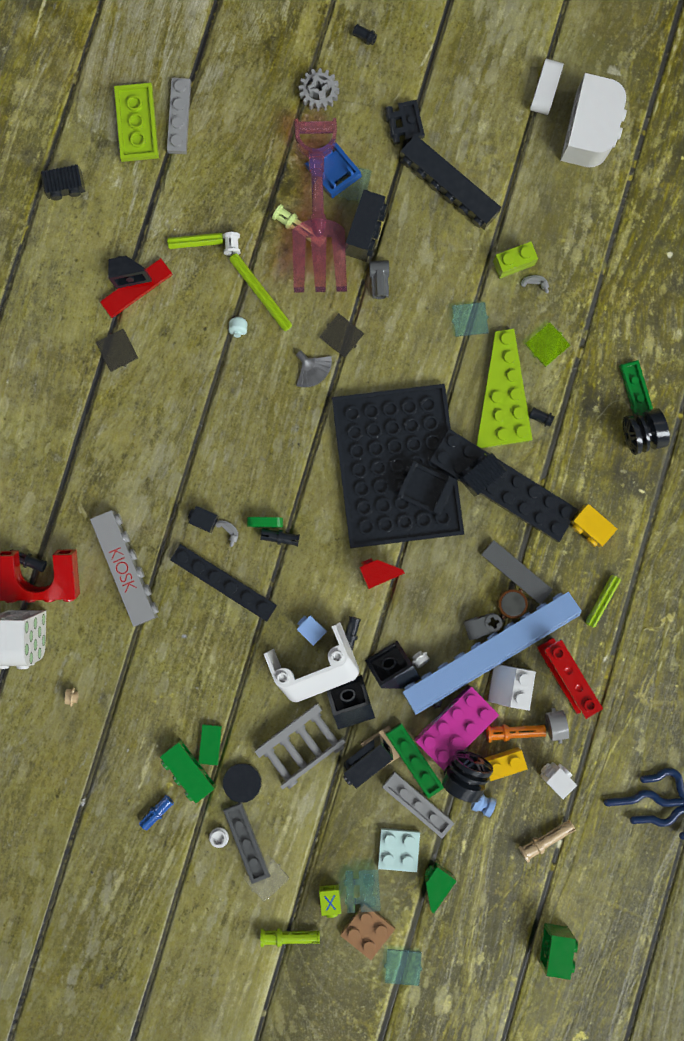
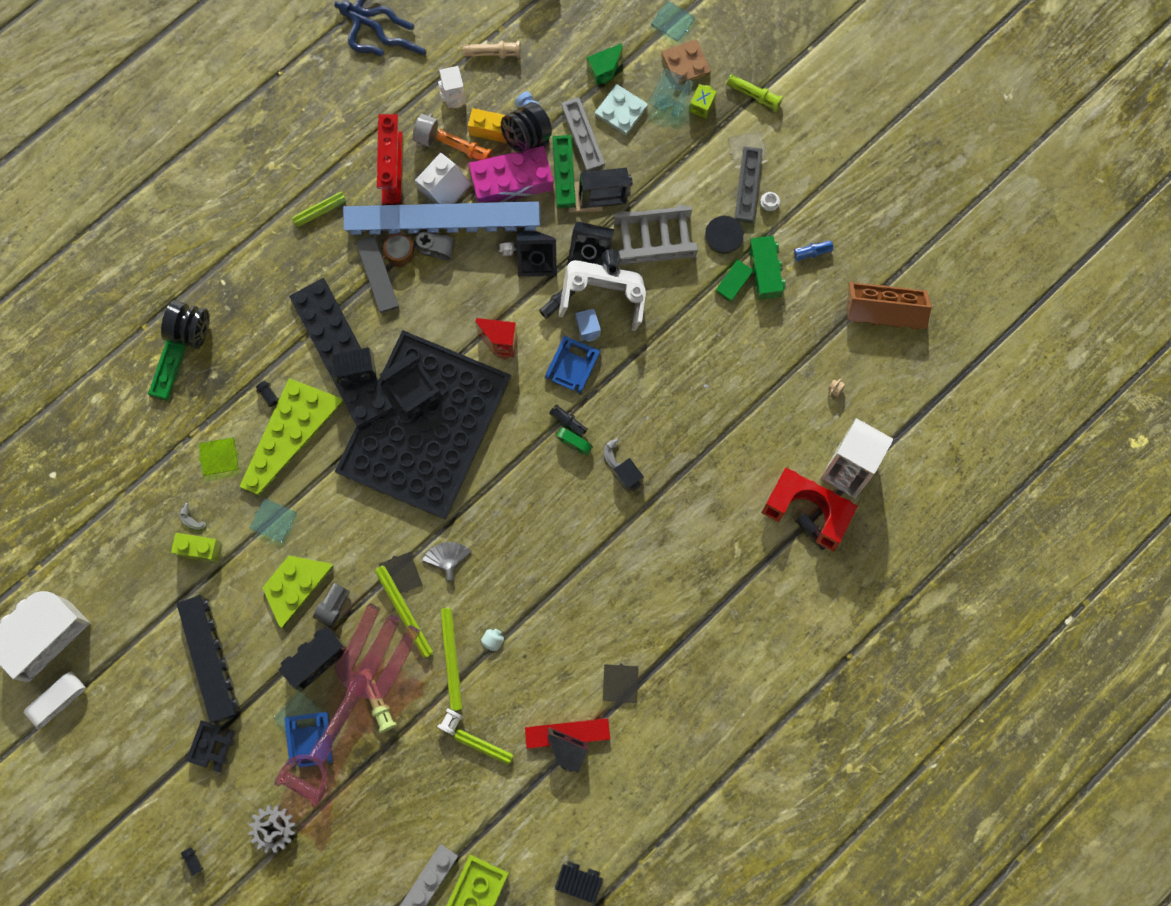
camera: 150 degrees left, 10 degrees down
(64, 798) = (888, 305): none -> dark orange slope
(124, 568) = (726, 472): light grey brick -> none
(223, 582) = (643, 411): black plate -> none
(304, 585) = (569, 368): none -> blue container
(321, 307) = (402, 609): none -> lime axle
(322, 696) = (611, 261): none -> black cone
(421, 277) = (293, 585): none -> lime wing
(593, 526) = (285, 274): yellow brick -> none

